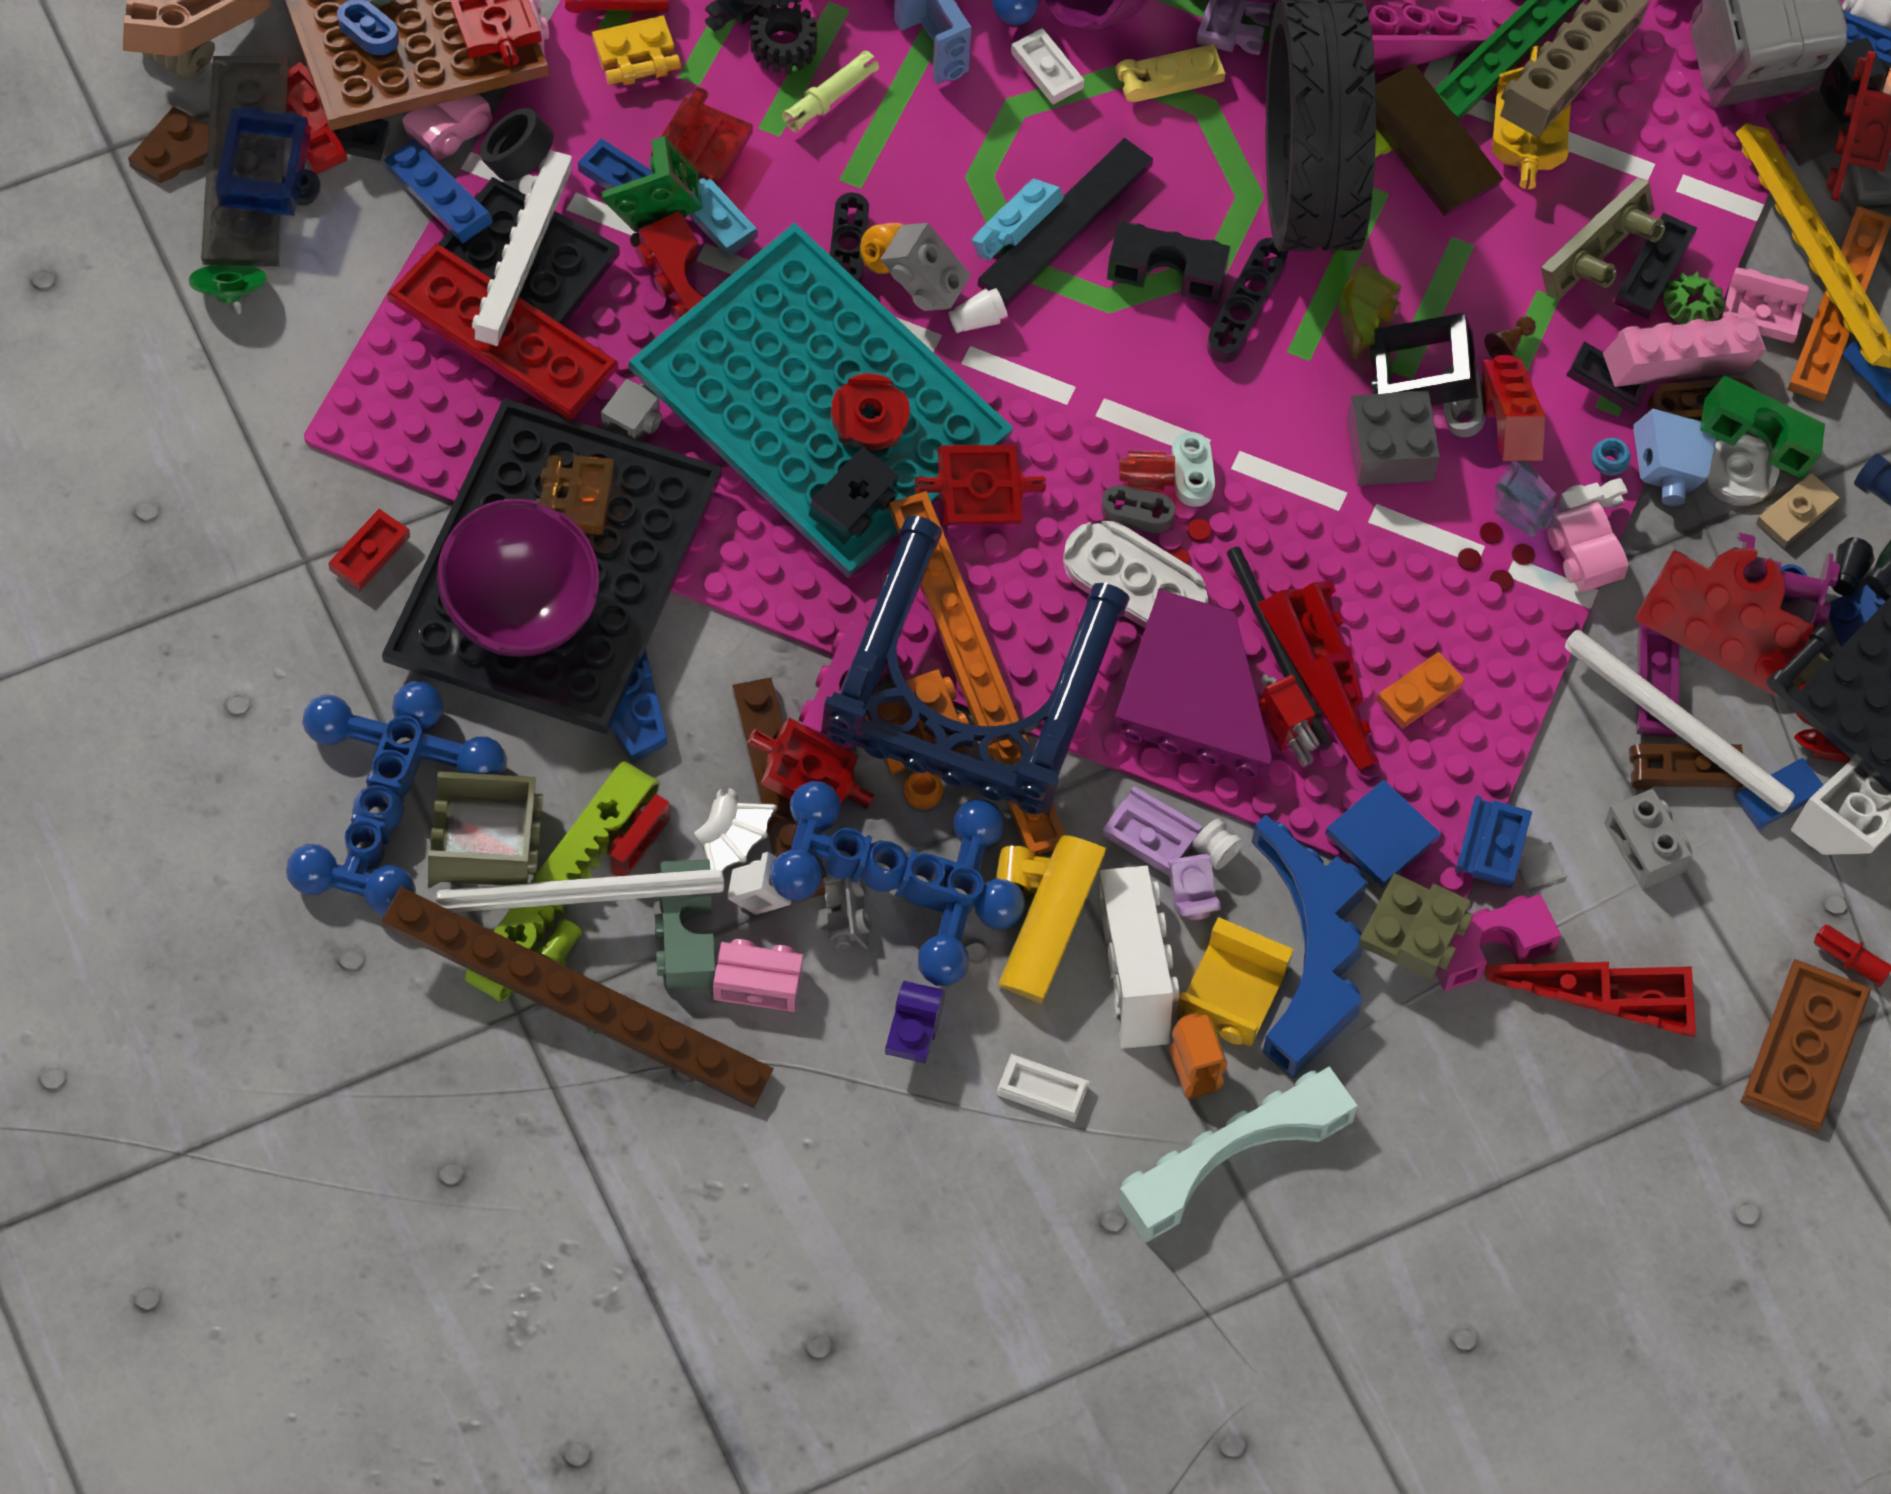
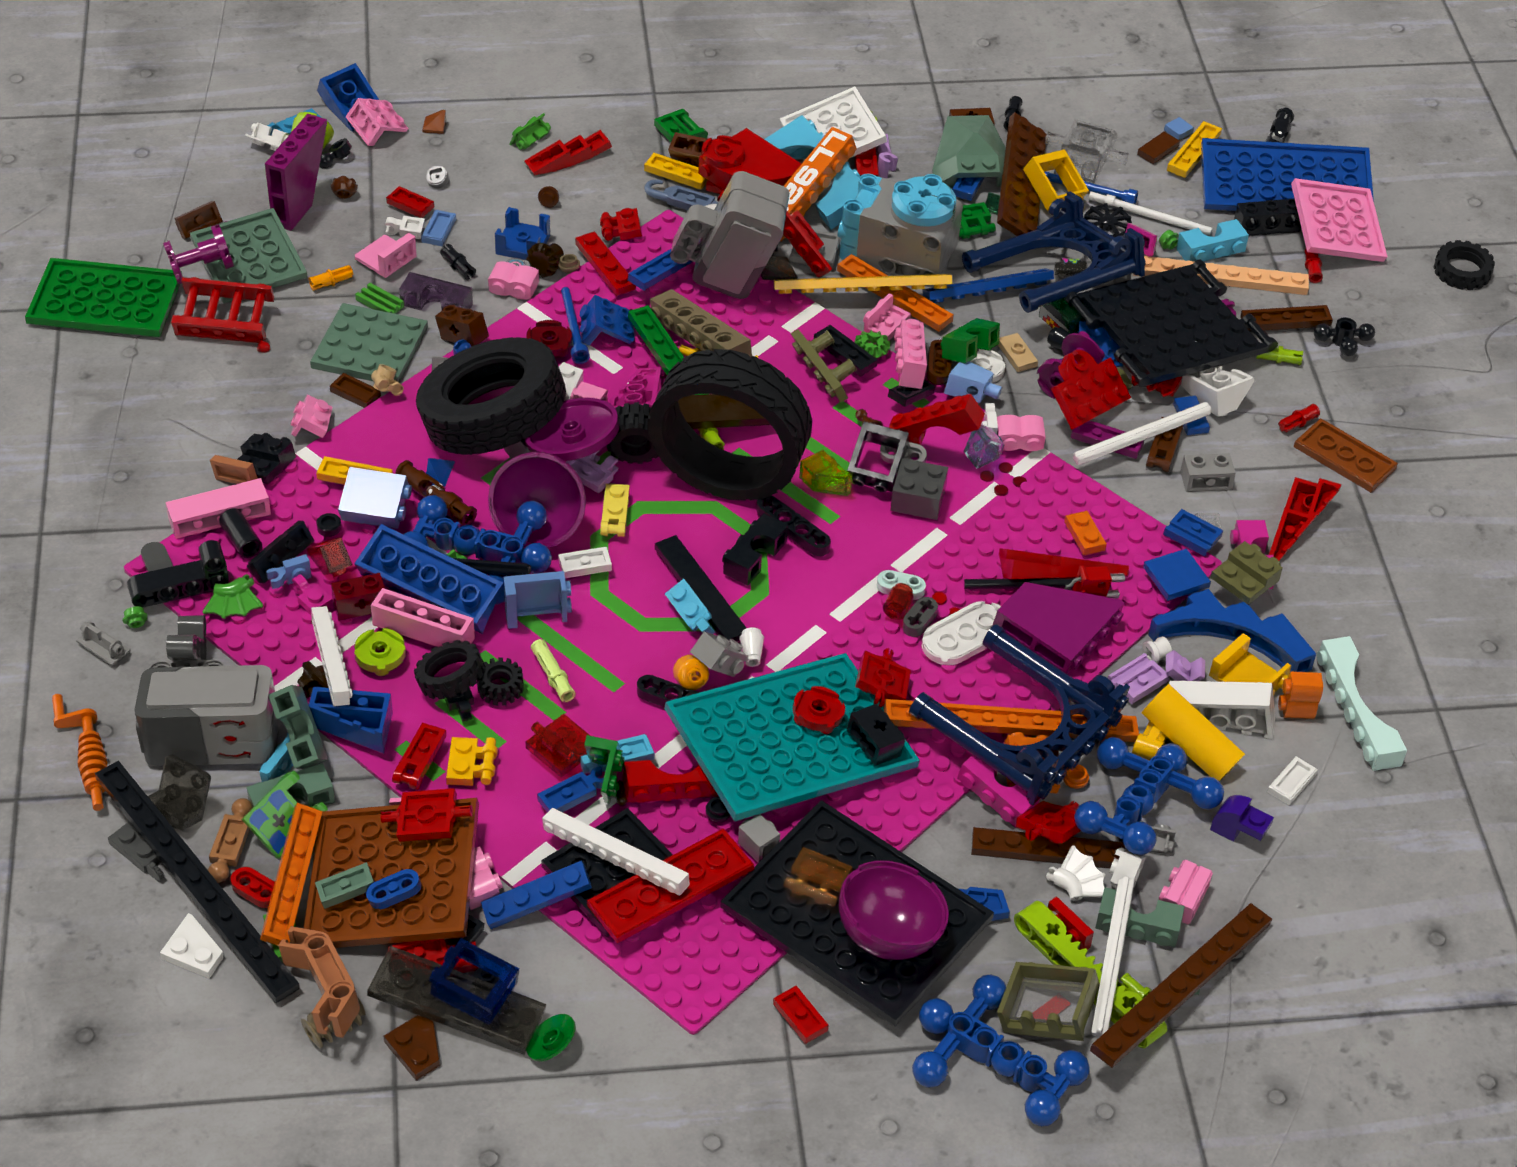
camera: 70 degrees left, 15 degrees down
(516, 144) = (508, 833): black tyre -> none

